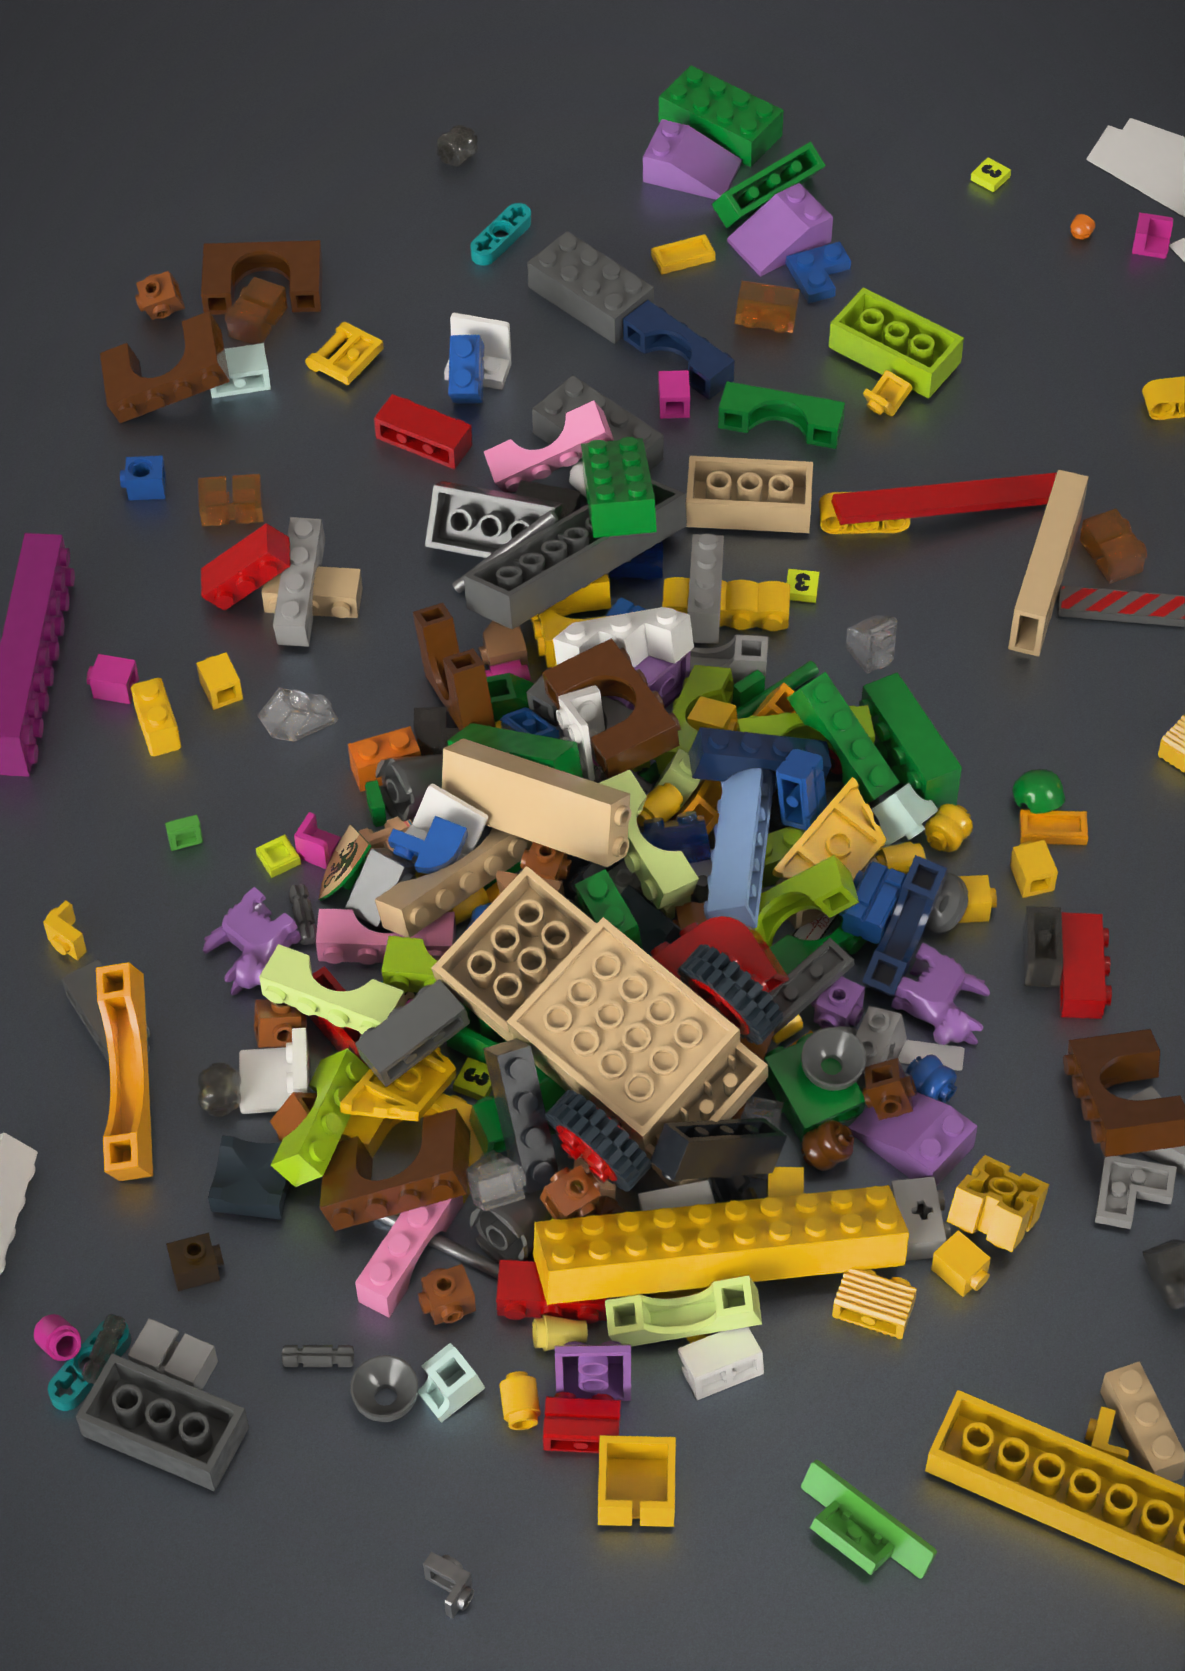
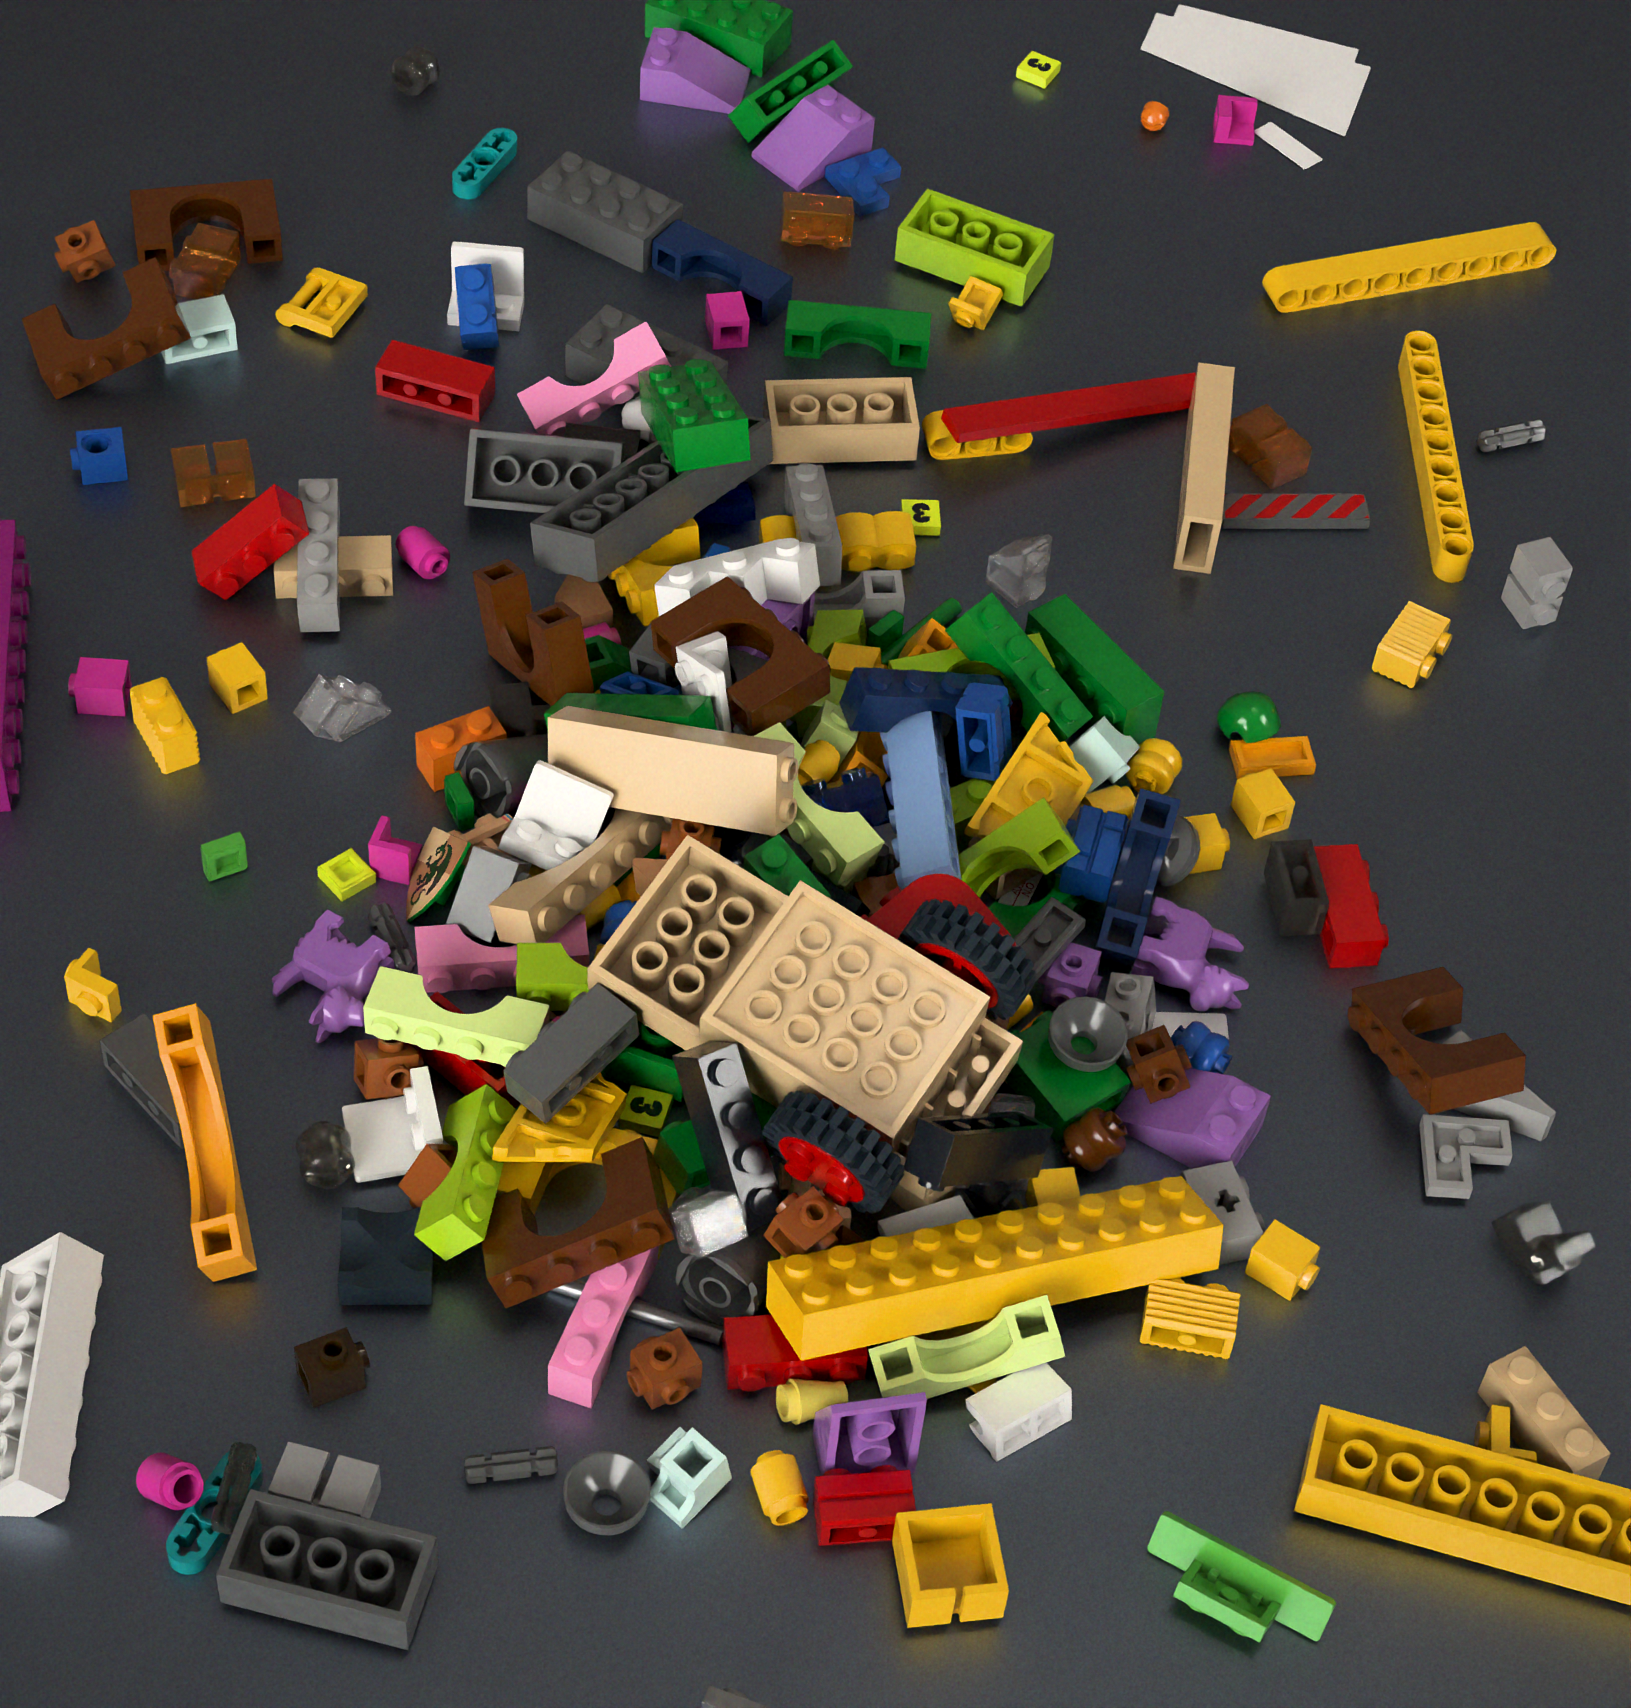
camera: 15 degrees left, 5 degrees down
(386, 583) = (422, 552): none -> dark pink brick
(434, 853) = (553, 842): blue brick -> none
(539, 525) = (609, 462): flat silver bar -> none
(683, 254) = (704, 172): yellow tile -> none
(997, 1203) = (1314, 1183): yellow brick -> none

